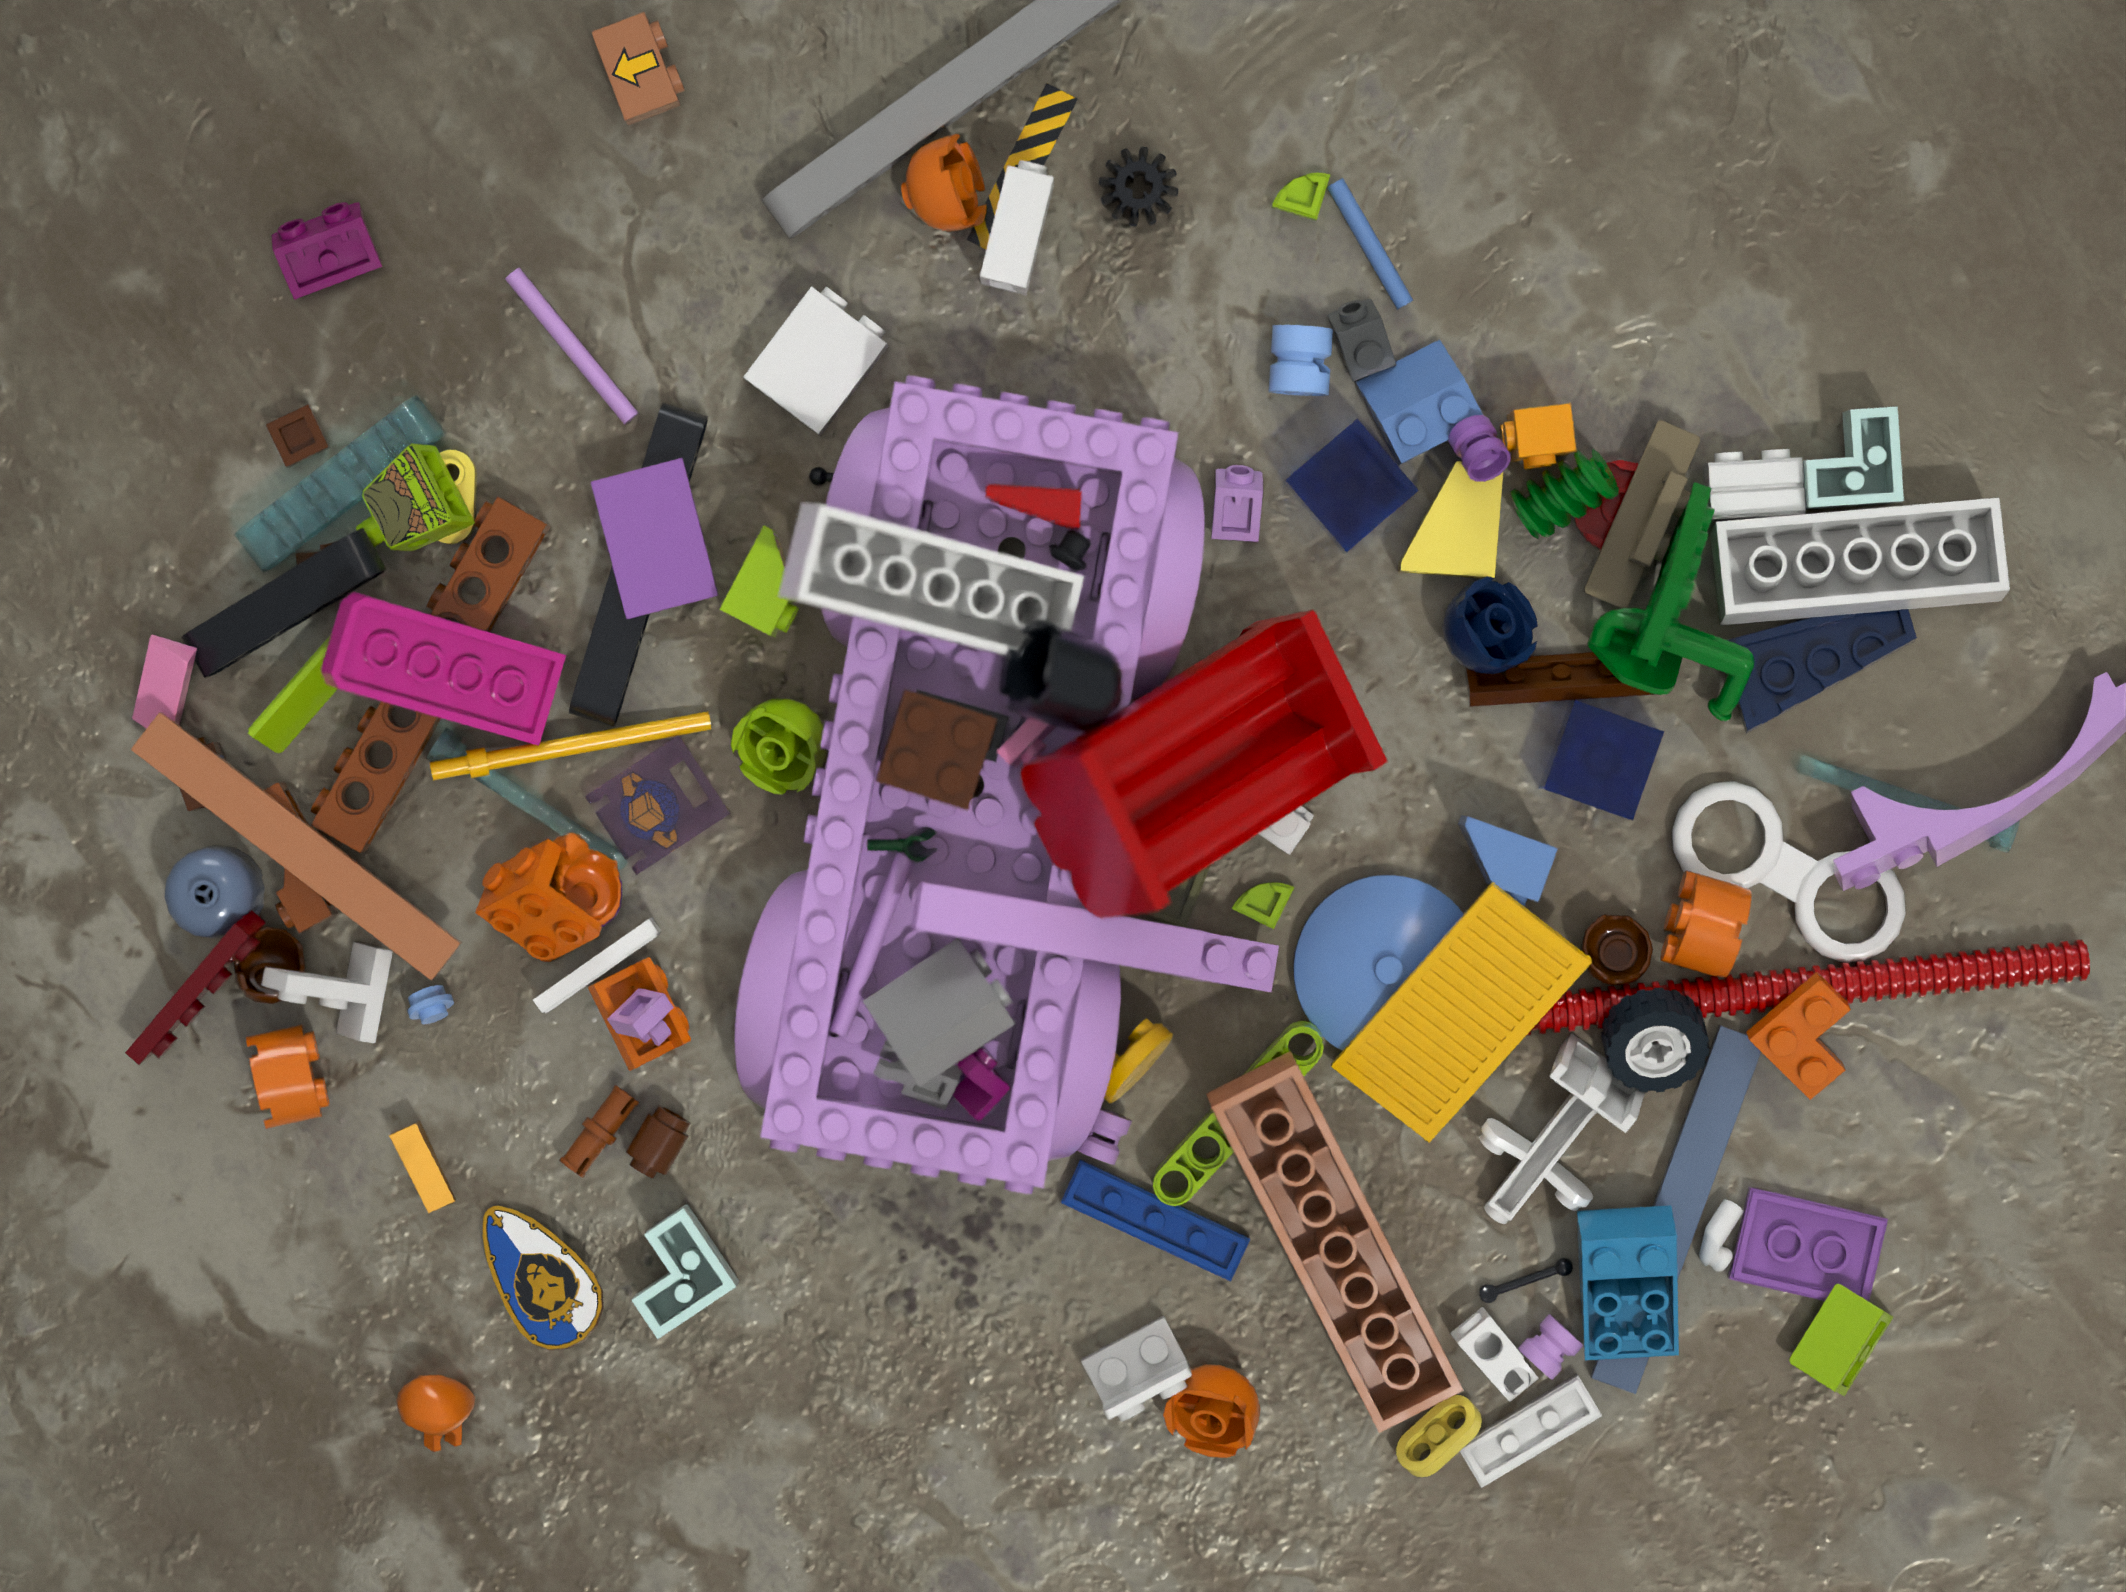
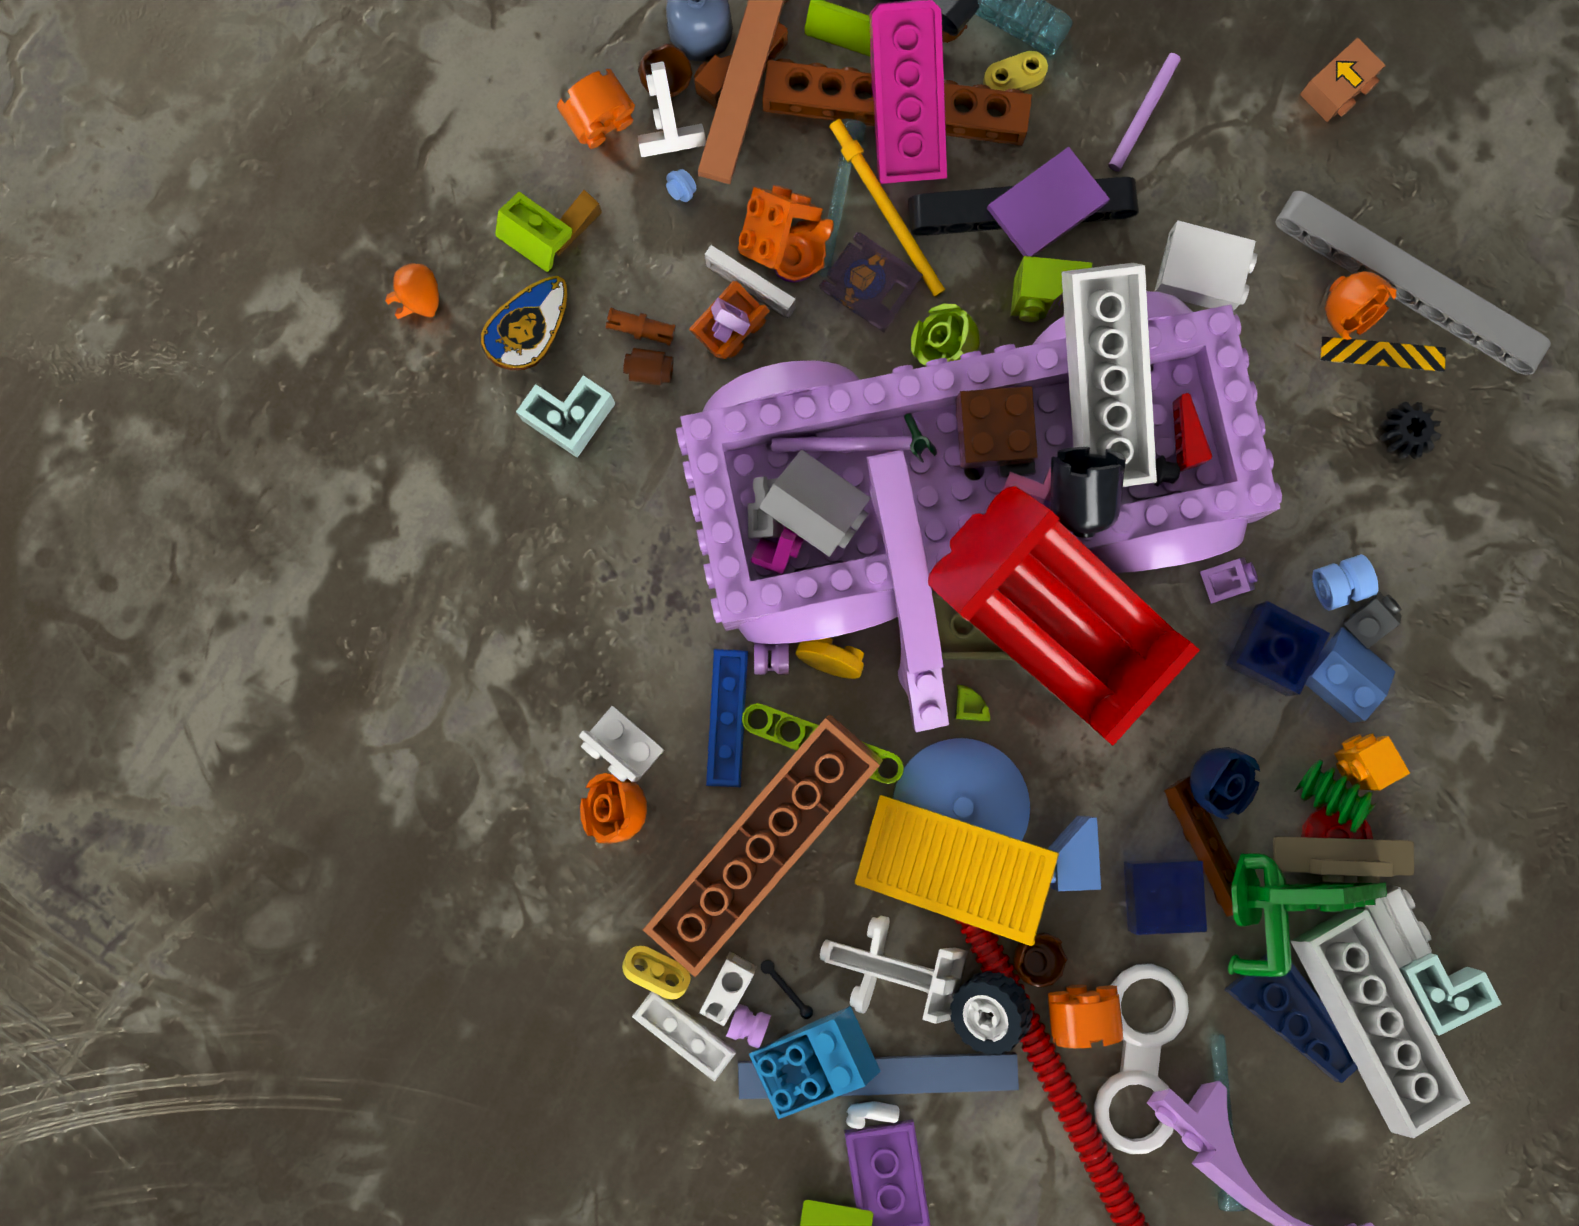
camera: 70 degrees right, 5 degrees down
(208, 976) = (632, 26): dark red plate -> none
(414, 501) = (1005, 43): torso -> none
(414, 1223) = (531, 230): none -> lime panel
(1017, 227) = (1352, 358): white brick -> none
(1289, 830) = (1029, 695): white brick -> none
(1303, 195) = (1449, 542): lime tile -> none
(1370, 243) = (1437, 599): medium blue bar -> none
(1458, 529) = (1281, 734): light yellow slope -> none
(1480, 449) = (1346, 724): medium lavender wheel -> none
(1792, 1031) = (1035, 1107): orange plate -> none

